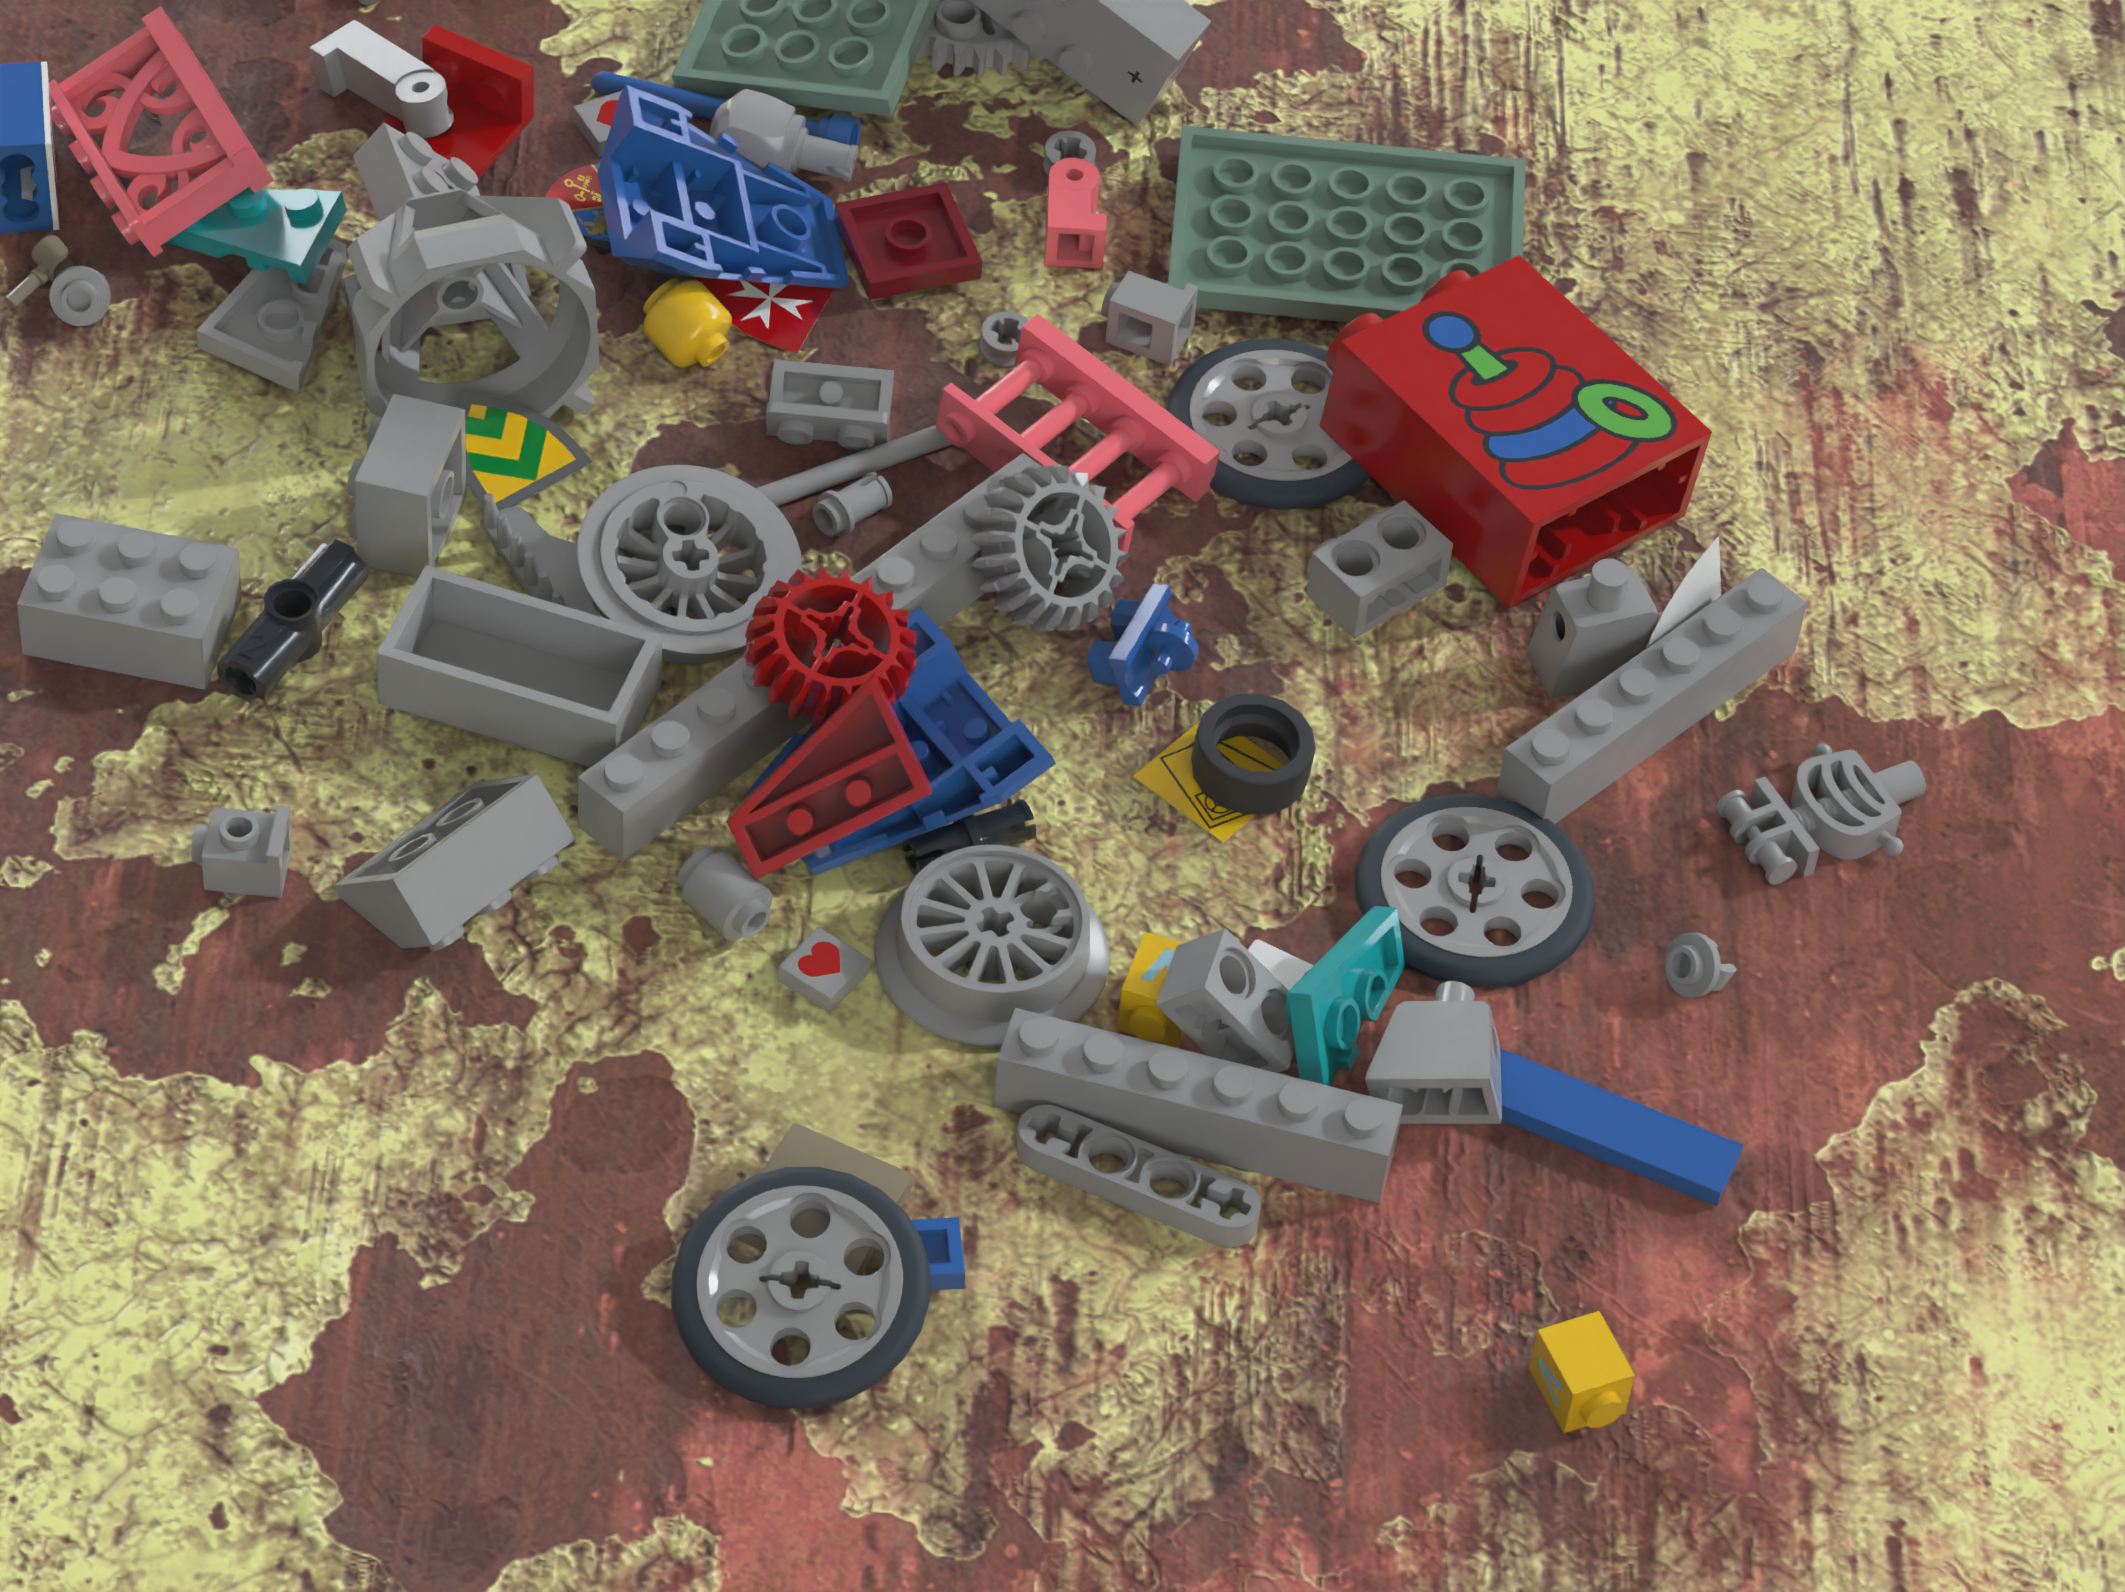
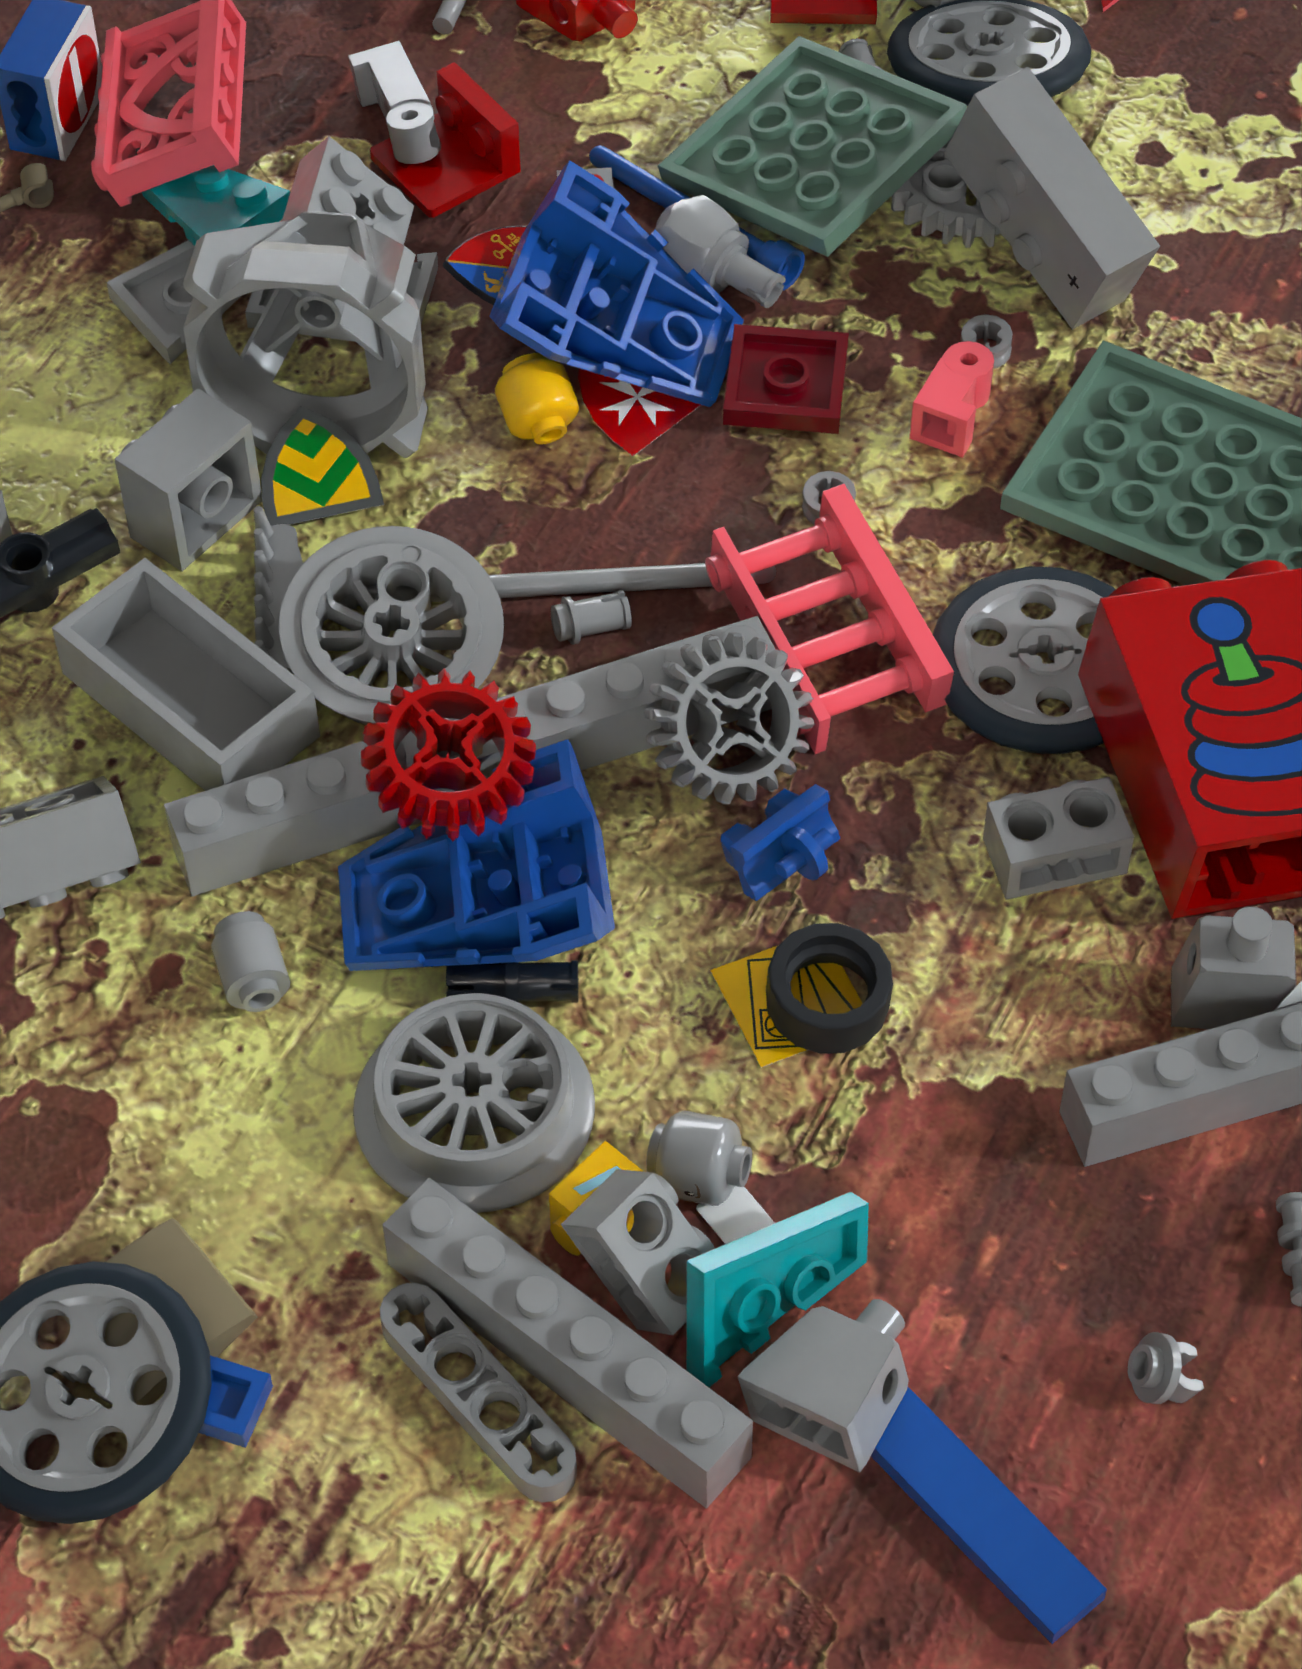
camera: 30 degrees right, 5 degrees up
(80, 295) = (35, 223): light grey plate -> none
(823, 969) = (304, 1068): light grey tile -> none
(829, 404) = (623, 512): light grey bracket -> none
(832, 784) = (383, 889): red wedge -> none
(1149, 316) = (972, 517): light grey brick -> none
(1229, 907) = (699, 1156): none -> light grey head
(1483, 824) = (1027, 1138): light grey wedge -> none

